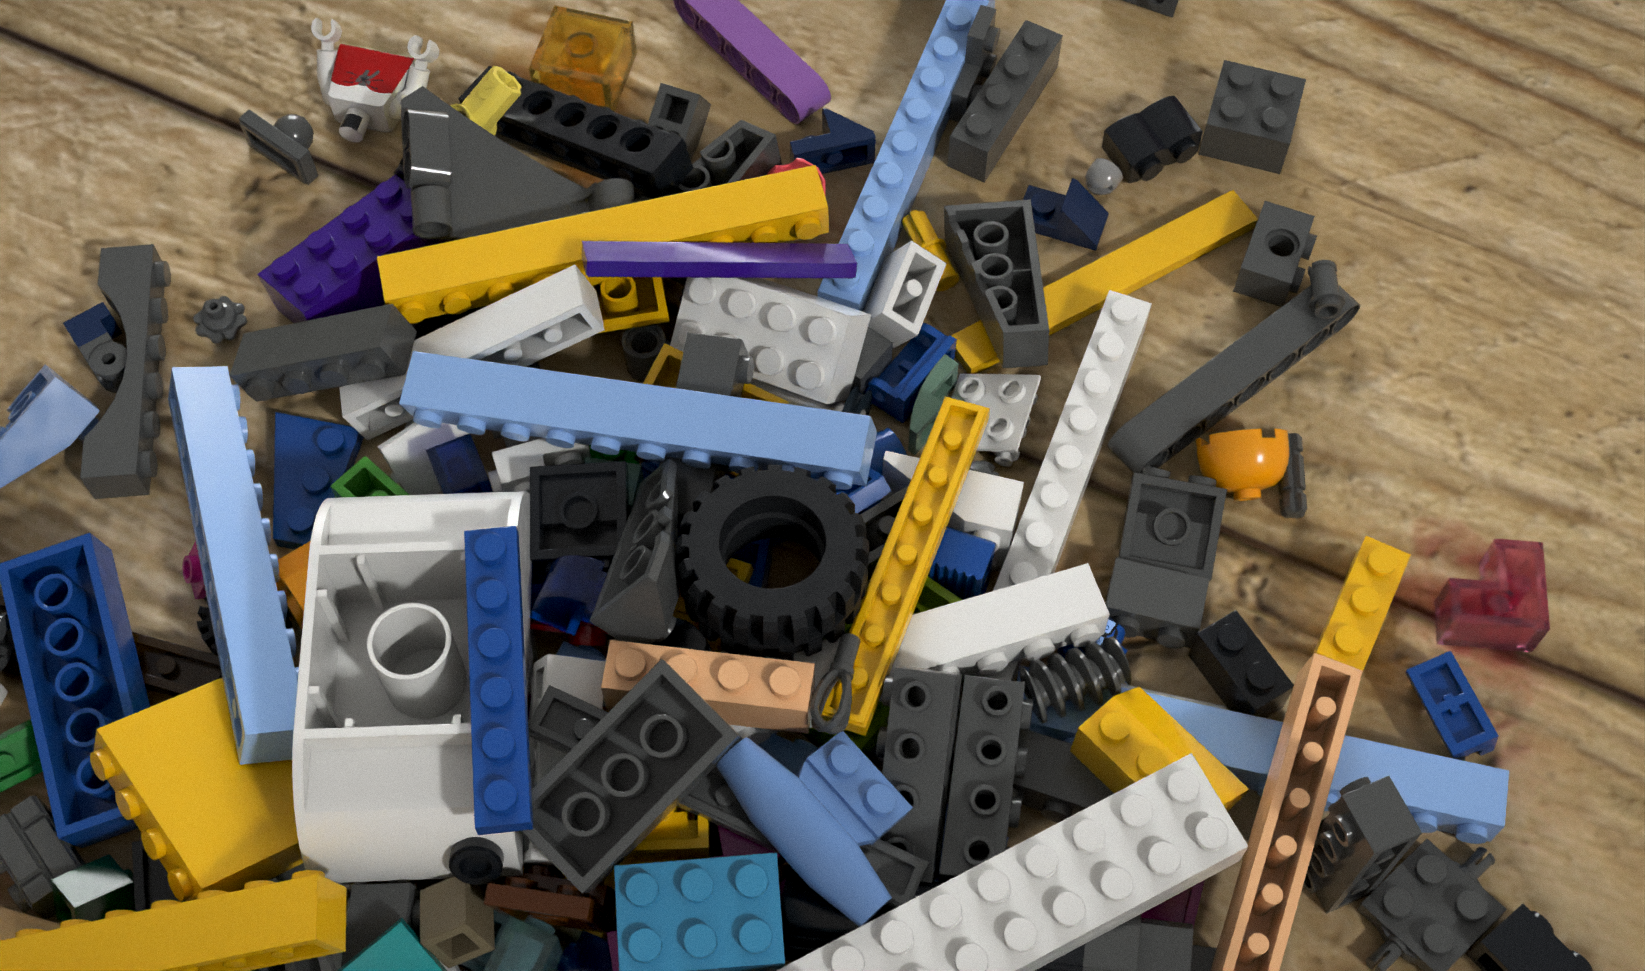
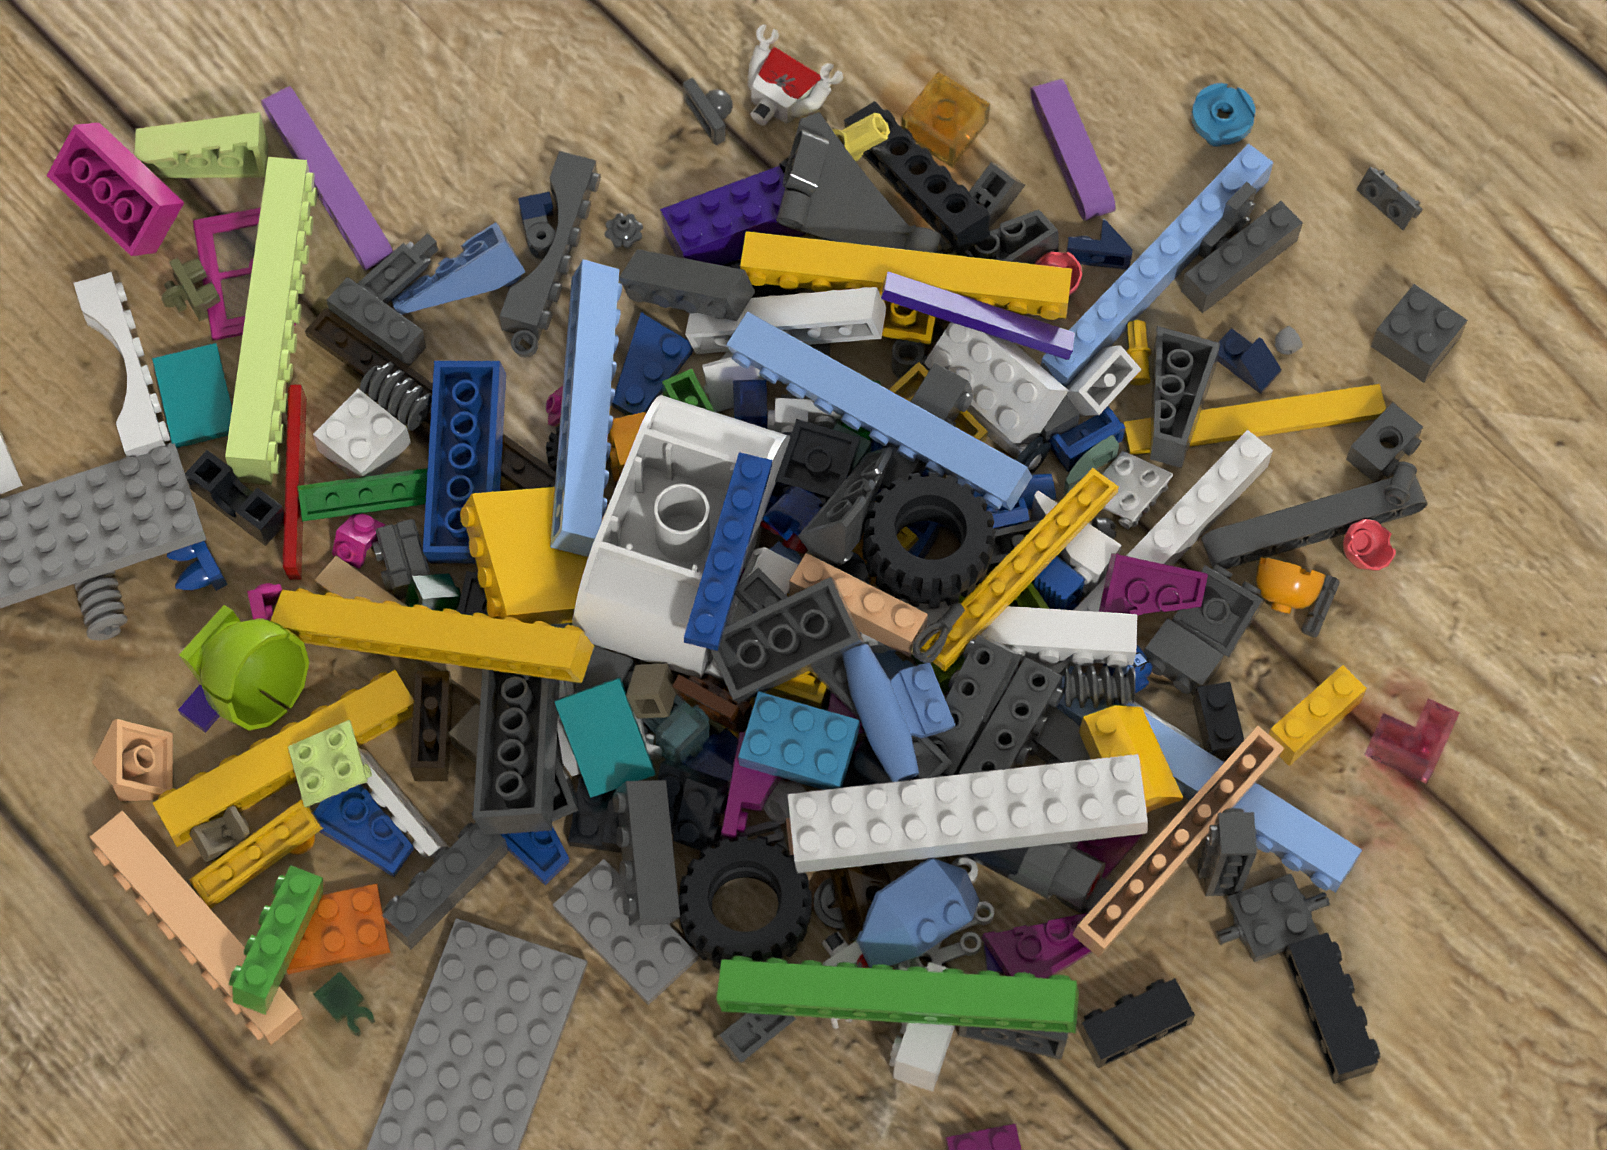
camera: 20 degrees right, 5 degrees up
(132, 494) = (530, 338): none -> dark grey hinge
(476, 860) = (676, 659): black tile -> none
(1080, 523) = (1149, 587): none -> magenta wing
(1152, 139) = (1337, 325): black brick -> none
(1316, 380) = (1368, 545): none -> coral hair
(1453, 706) = (1347, 798): blue hinge -> none

